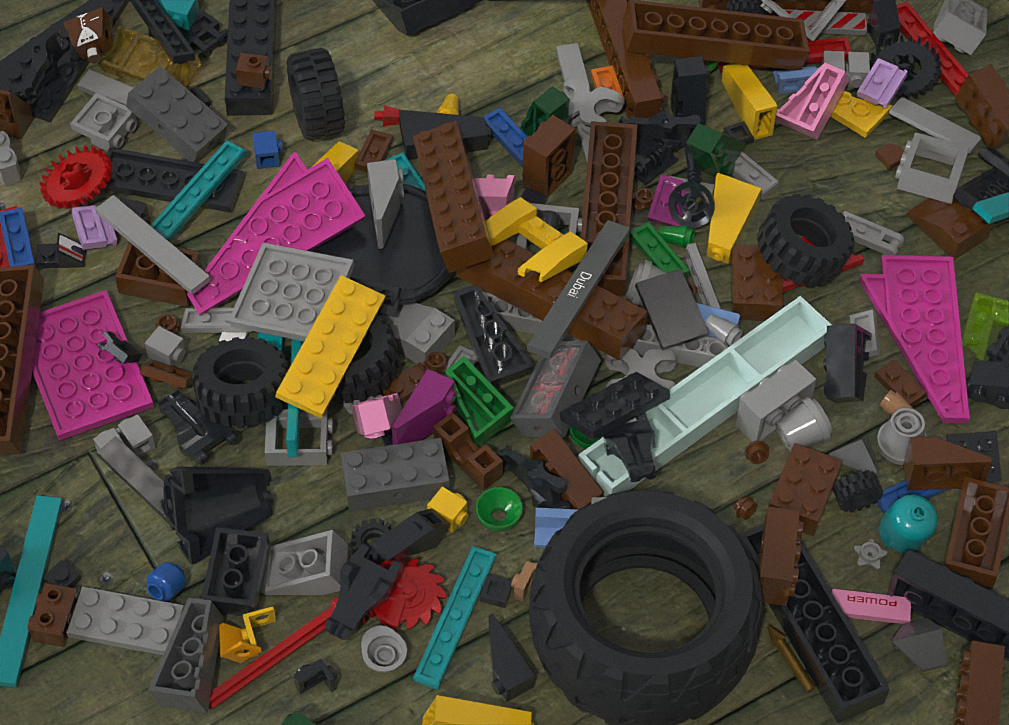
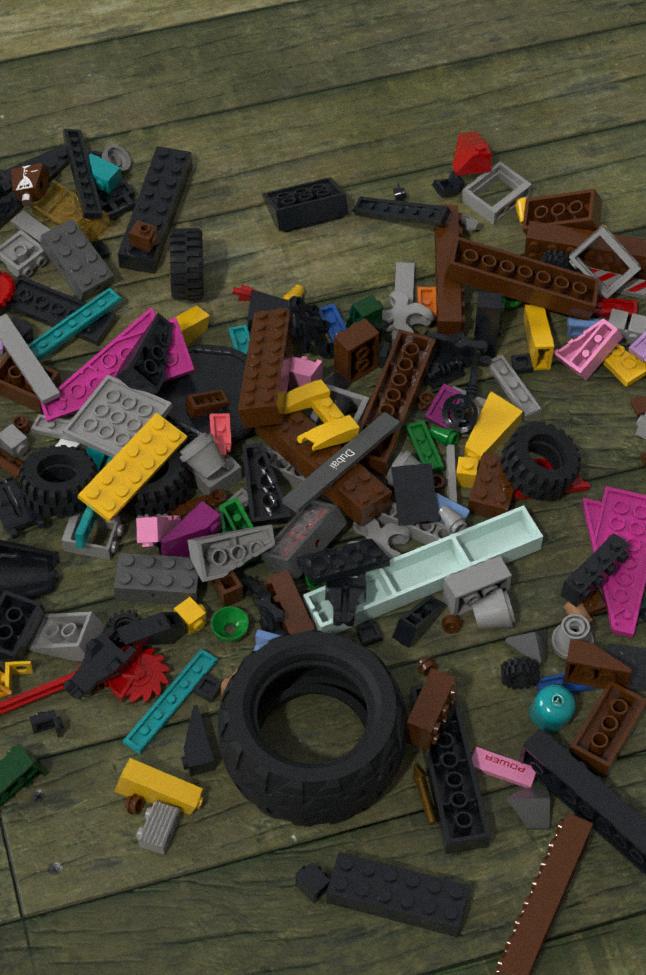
camera: 15 degrees right, 0 degrees up
(267, 149) = (139, 300): blue brick -> none
(307, 217) = (146, 362): none -> black wedge
(374, 149) = (223, 319): reddish brown plate -> none
(379, 263) = (196, 409): none -> reddish brown slope
(383, 649) = (104, 713): light grey piece -> none
(384, 196) = (214, 357): light grey slope -> none
(410, 314) = (203, 455): none -> light grey piece
(420, 287) = (221, 431): none -> coral hinge
(469, 425) = (222, 552): none -> light grey wedge
(473, 124) = (298, 308): none -> black plant
(578, 157) = (384, 352): none -> black tile
(665, 482) = (369, 633): none -> black tile
(714, 150) = (493, 371): dark green wedge -> none
(718, 457) = (417, 621): none -> black slope
(719, 271) = (466, 472): none -> yellow brick
(806, 485) = (478, 661): reddish brown brick -> none
(845, 362) = (544, 566): black wedge -> none
(868, 321) = (570, 548): light grey plate -> none
(873, 235) = (603, 467): light grey plate -> none
(874, 549) = (516, 720): light grey plate -> none
(906, 353) = (595, 570): none -> black brick

